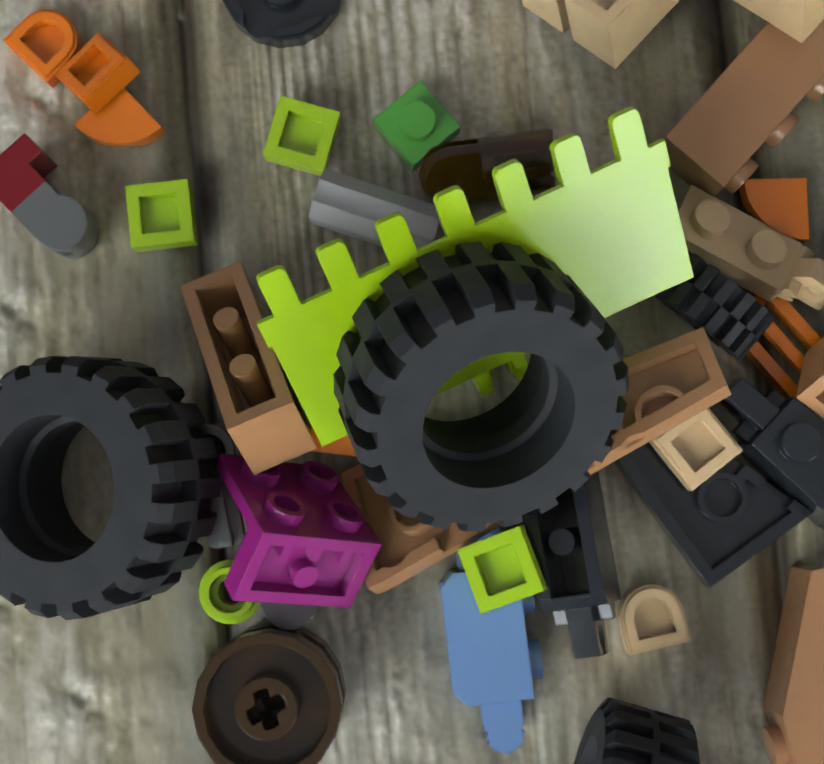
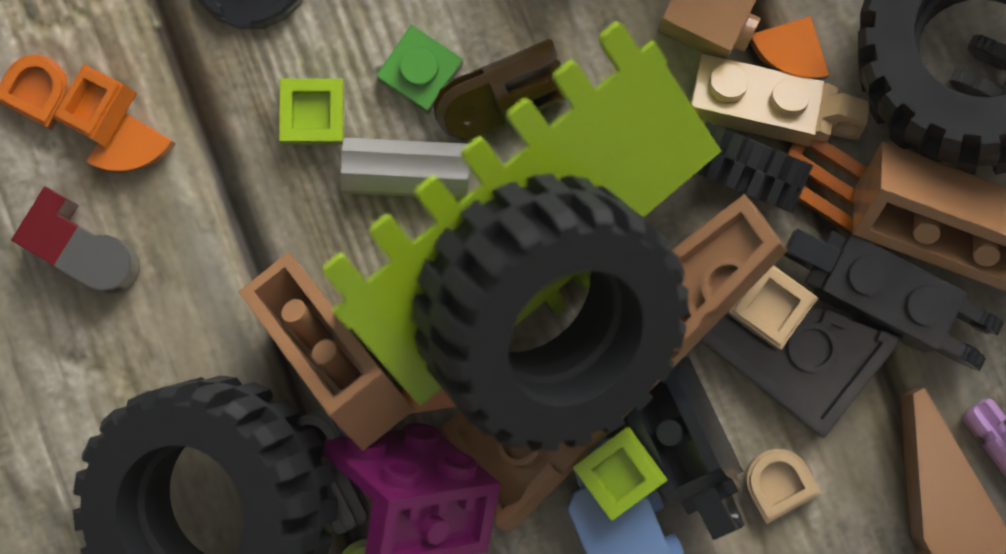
camera: 15 degrees left, 0 degrees up
(161, 215) = (197, 227): lime plate -> none

